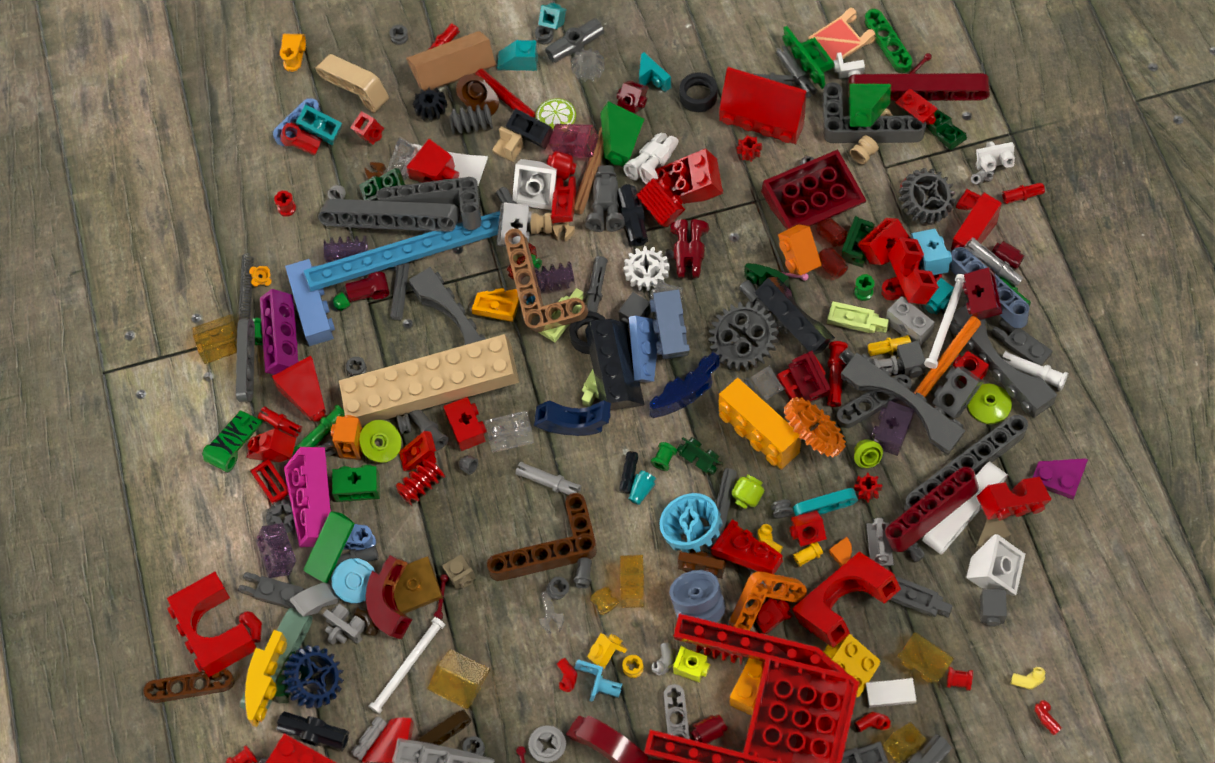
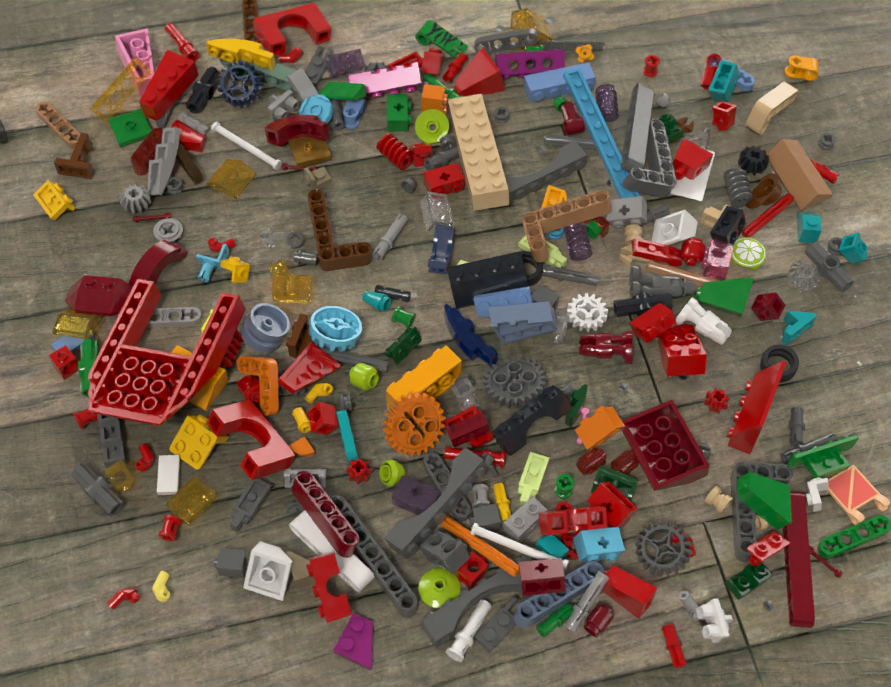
camera: 85 degrees right, 5 degrees down
(635, 672) = (222, 284): yellow bush -> none
(709, 729) = (158, 336): dark red brick -> none
(968, 200) = (665, 594): red tile -> none

